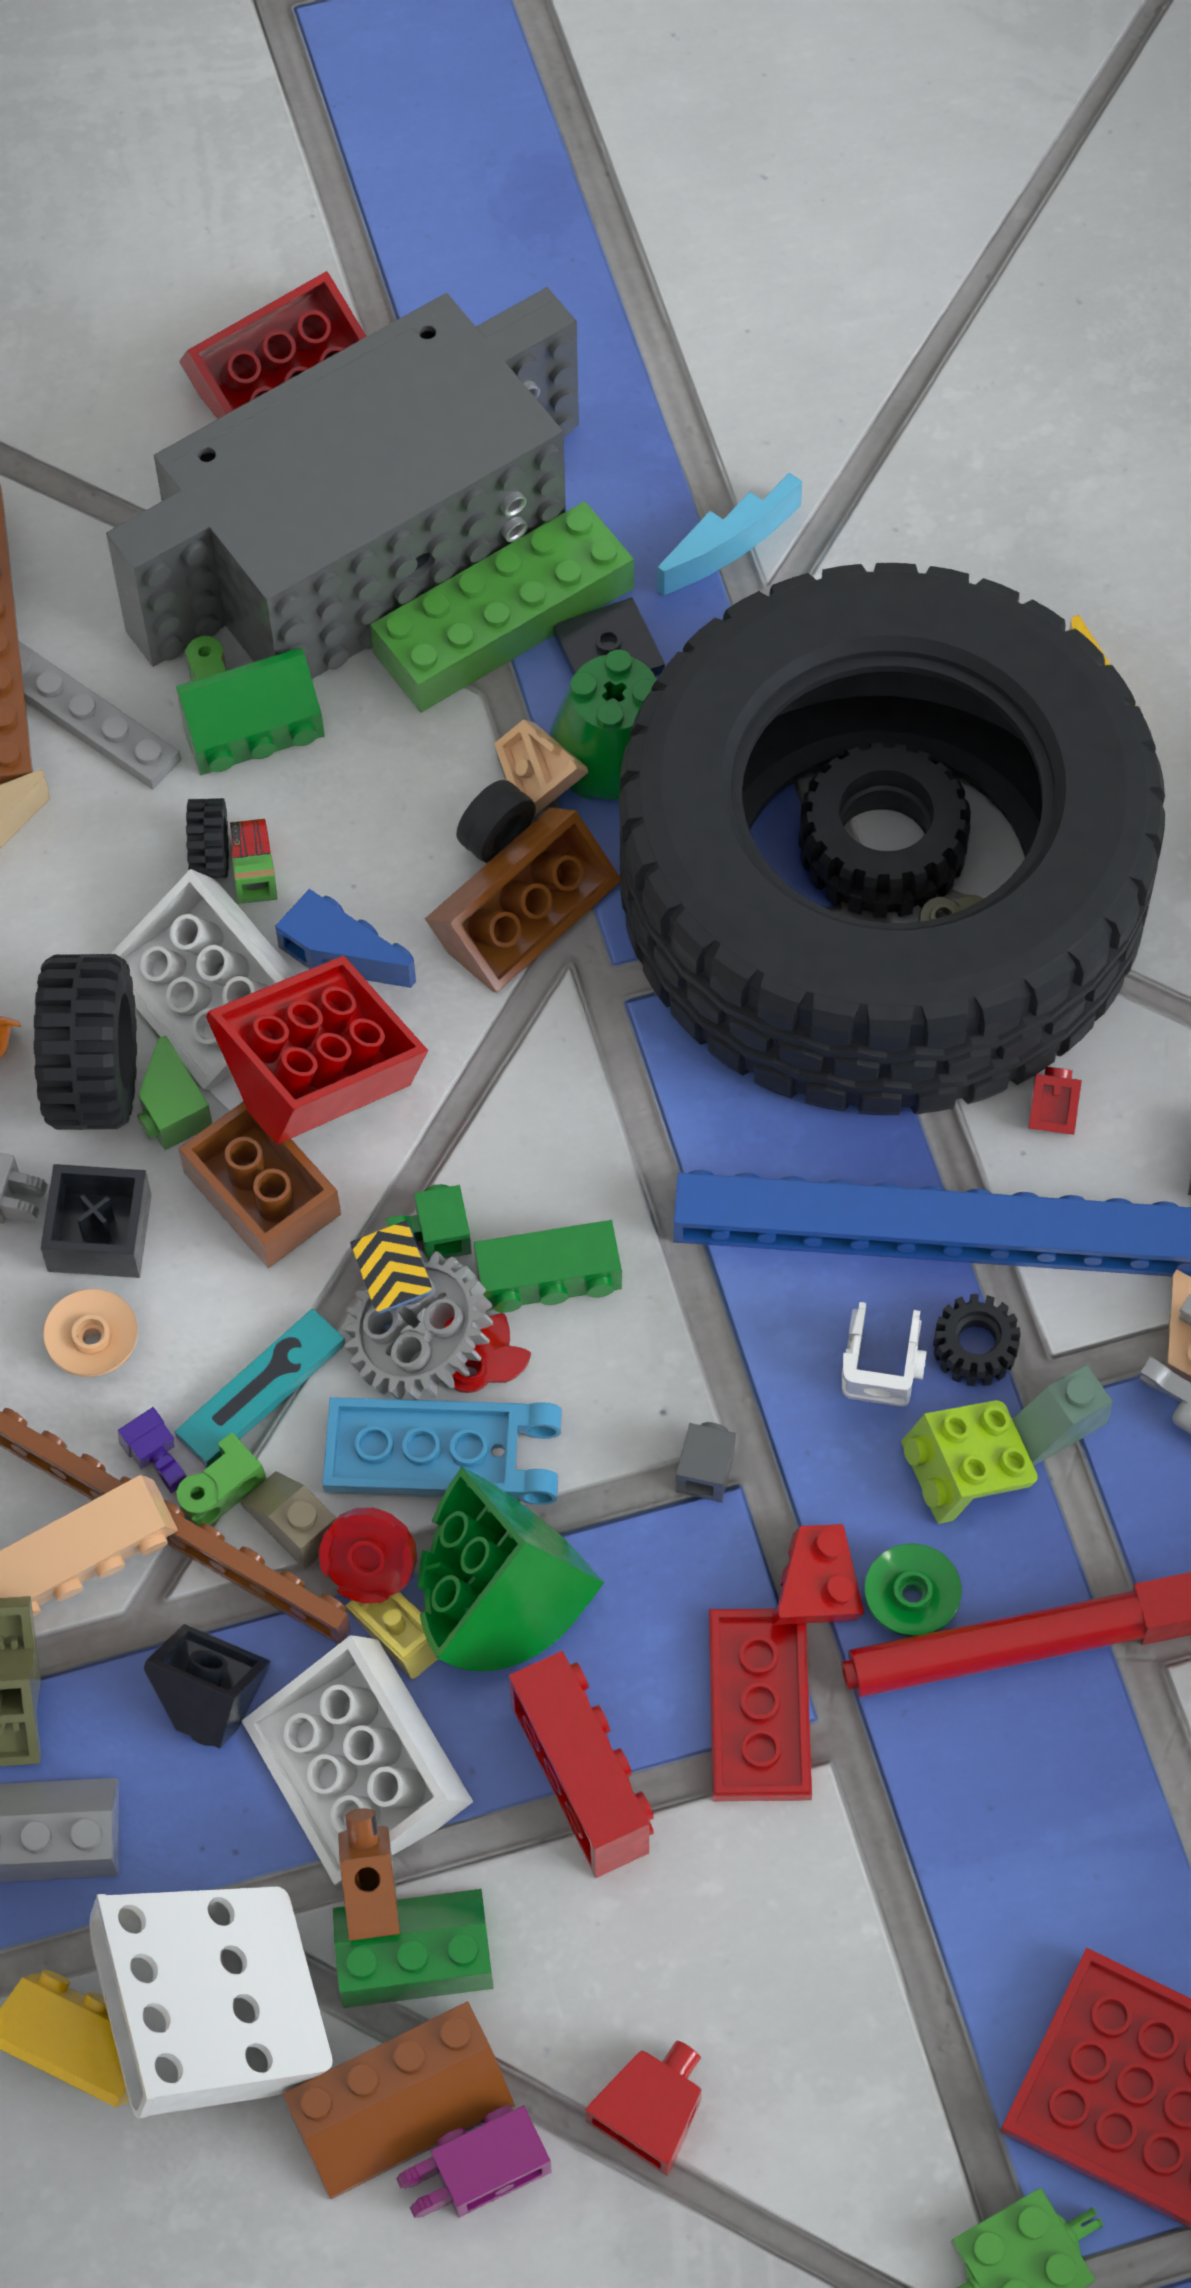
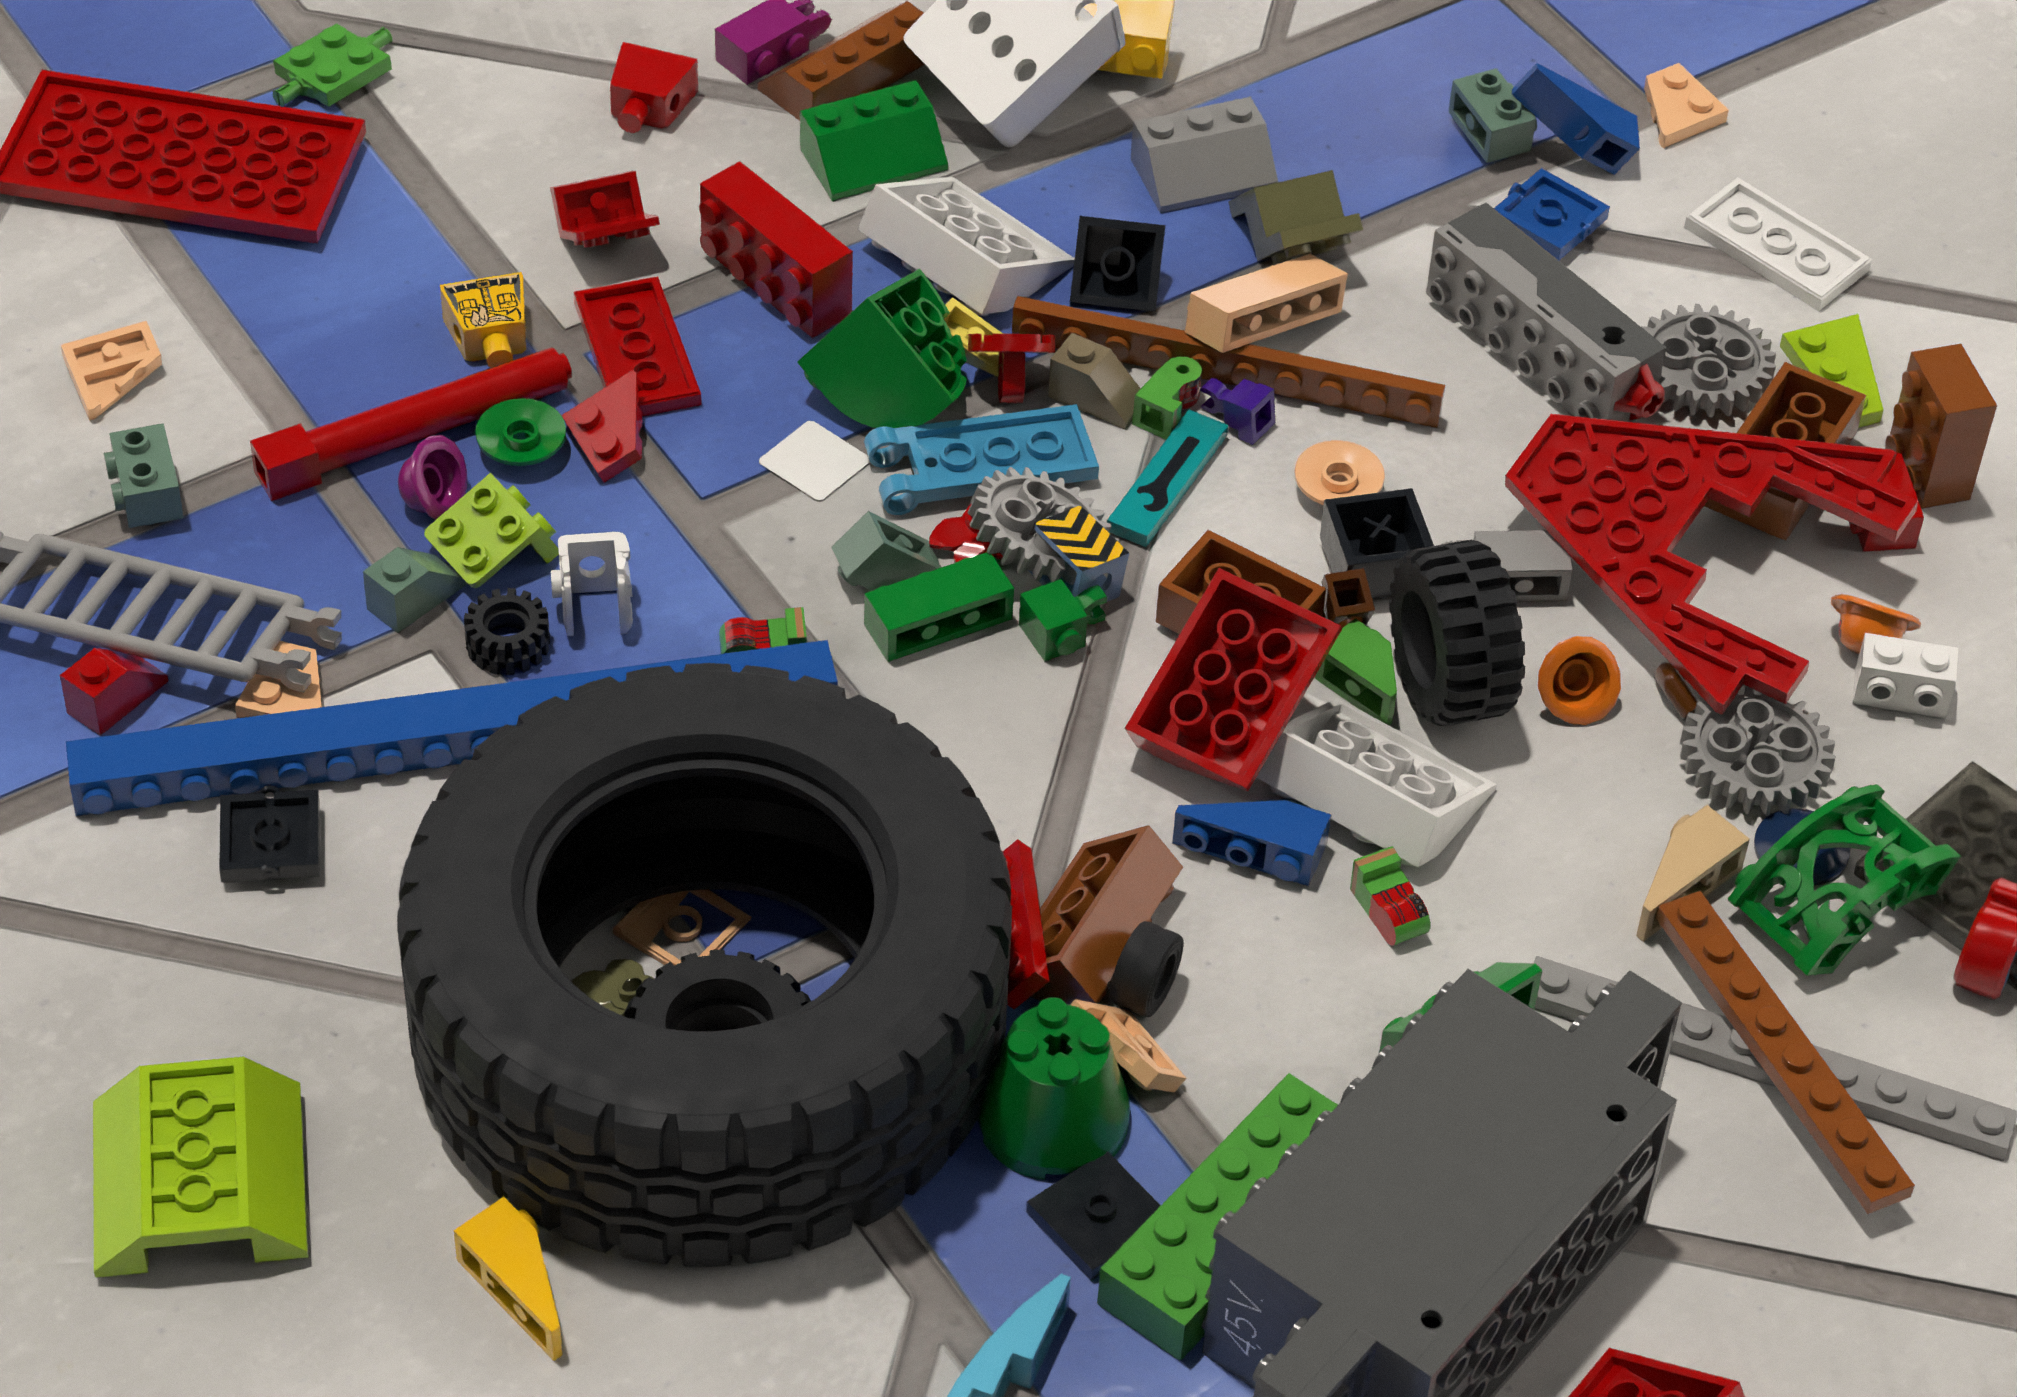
camera: 160 degrees right, 15 degrees down
(161, 1164) = (1347, 597): none -> reddish brown leg
(207, 837) = (1444, 885): black tyre -> none
(368, 1877) = (919, 141): dark orange torso -> none
(580, 1336) = (881, 553): none -> sand green slope
(591, 896) = (1027, 952): none -> red plate
(611, 1508) = (814, 460): none -> white sticker
(706, 1461) = (737, 487): dark grey brick -> none
(729, 1265) = (746, 634): none -> leg
(754, 1875) = (600, 208): none -> red bracket
(916, 1765) = (486, 317): none -> yellow torso
(1020, 1533) = (433, 476): none -> magenta hat

